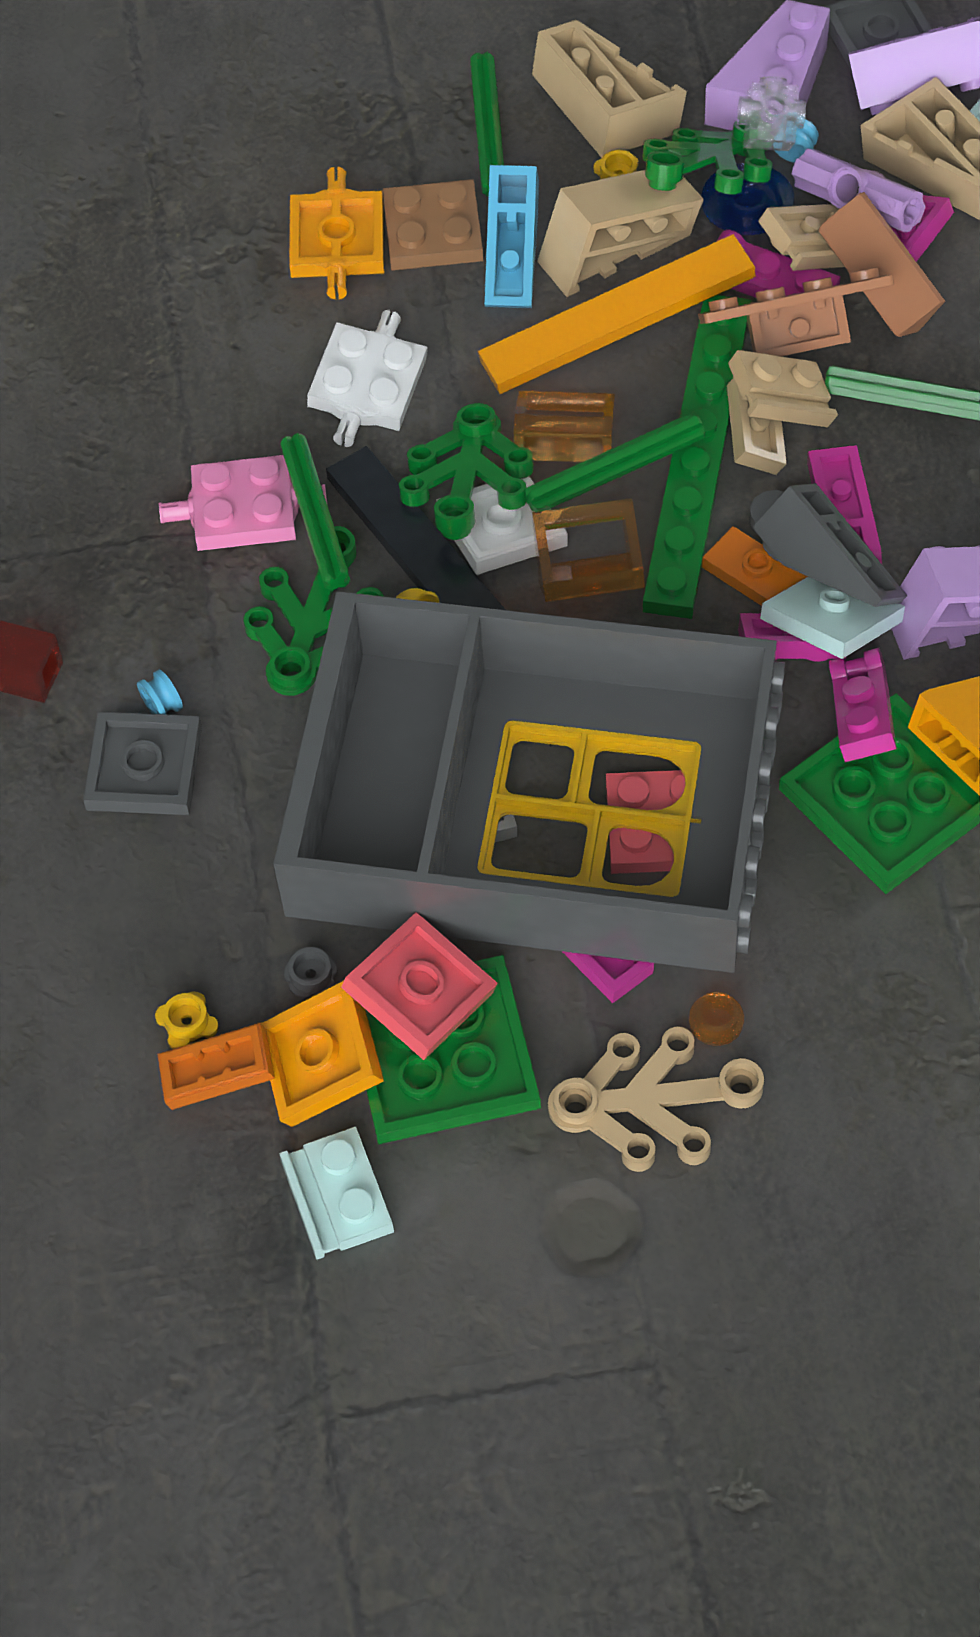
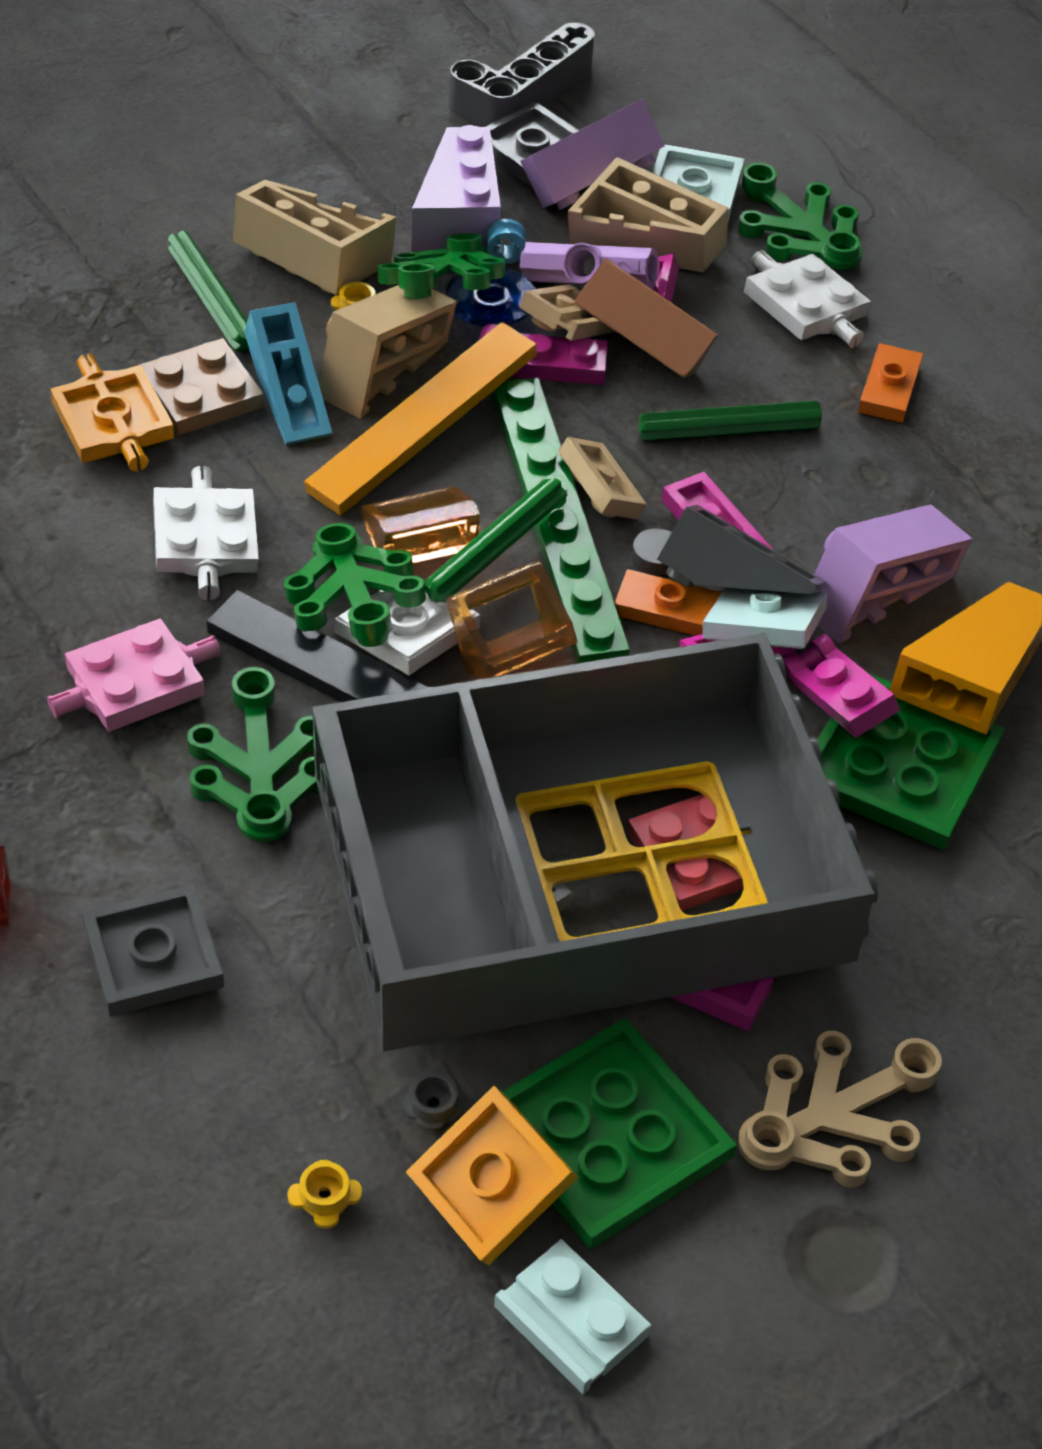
camera: 30 degrees left, 10 degrees down
(159, 694) = (138, 875): medium azure bush -> none
(215, 1066) = (382, 1228): orange plate -> none
(315, 512) = (223, 659): green axle -> none
(419, 985) = (570, 1069): coral plate -> none
(716, 1019) = (857, 1012): clear orange plate -> none
(763, 128) = (488, 216): clear brick -> none
(782, 388) = (612, 439): tan plate -> none
(800, 320) = (595, 383): nougat bracket -> none

